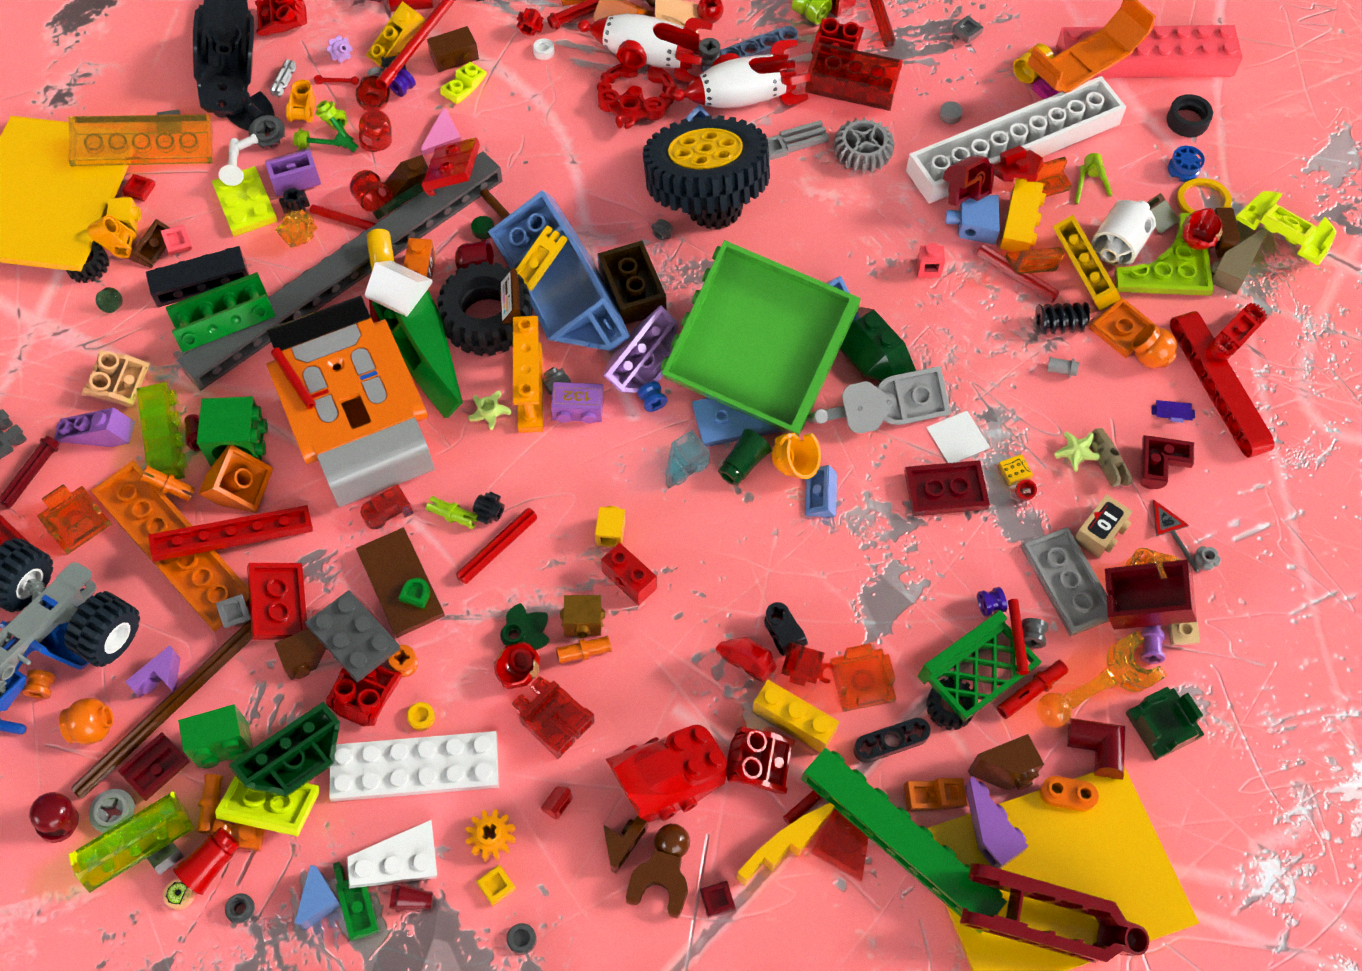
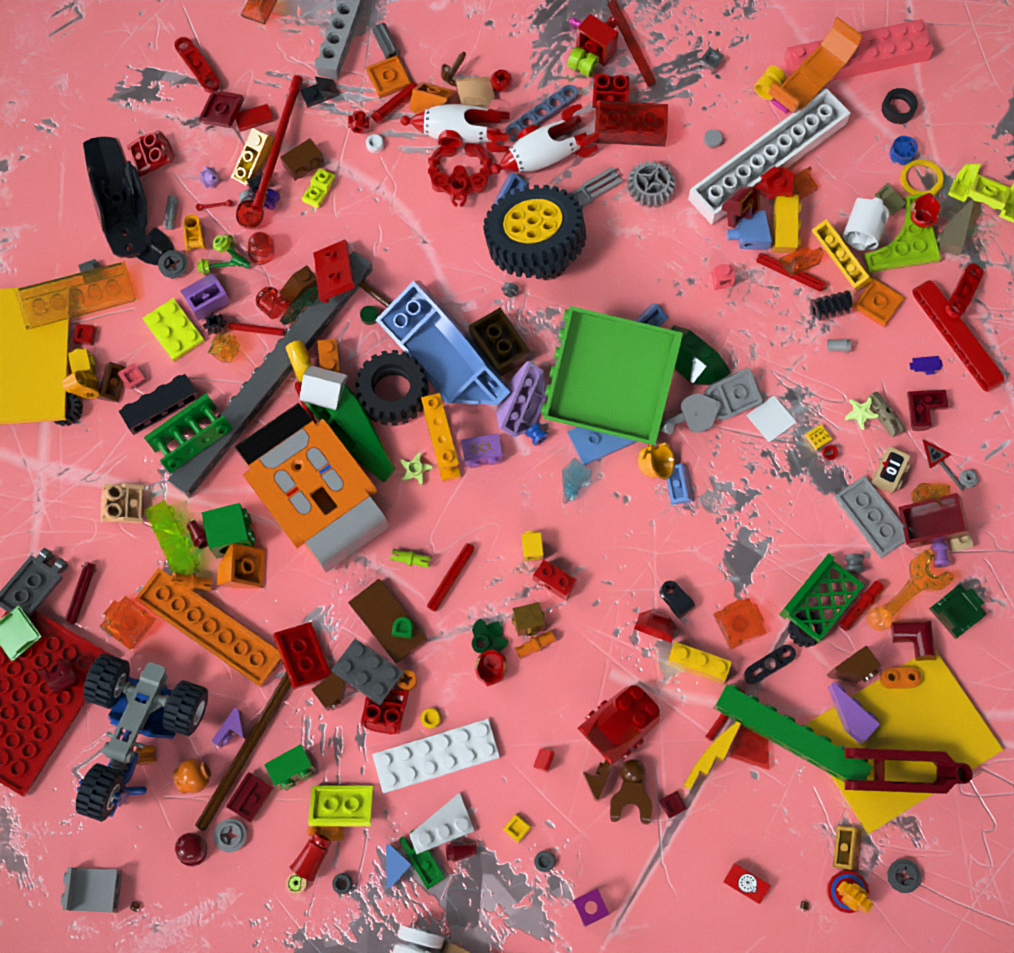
camera: 10 degrees left, 10 degrees up
(96, 428) = (120, 548): medium lavender slope -> none
(109, 300) = (95, 438): clear green tile -> none
(130, 842) = (252, 855): clear neon green brick -> none
(165, 858) = (277, 859): flat silver plate -> none
(209, 803) = (298, 815): orange pin -> none
(229, 533) = (251, 611): red plate -> none
(230, 173) = (158, 312): white piece -> none
(233, 611) = (273, 671): flat silver plate -> none
(291, 755) = (350, 769): dark green wedge -> none
(293, 378) = (269, 484): red piece -> none
(384, 507) = (359, 564): clear red leg -> none
(442, 133) = (314, 238): bright pink tile -> none
(474, 253) = (370, 345): dark red helmet -> none
(488, 507) = (437, 550): black gear -> none
(489, 845) = (512, 792): light orange gear -> none
(510, 297) = (413, 380): slope -> none
(540, 256) = (423, 336): yellow hinge -> none
(553, 716) = (521, 696): clear red hips -> none
(554, 375) = (458, 433): dark grey plate -> none
(709, 50) = (511, 128): dark grey wheel -> none
(744, 457) = (617, 470): dark green plant -> none
(759, 759) = (680, 699): red slope -> none
(805, 665) = (697, 623): clear red brick -> none
(935, 795) = (807, 697): orange slope -> none
(946, 488) = (771, 463): dark red plate -> none
(992, 601) = (820, 545): dark purple wheel -> none
(1018, 637) = (845, 570): red bar -> none
(1093, 167) = (833, 167): lime plant -> none
(1154, 347) = (904, 317): orange piece -> none
(1230, 235) = (947, 211): reddish brown slope -> none

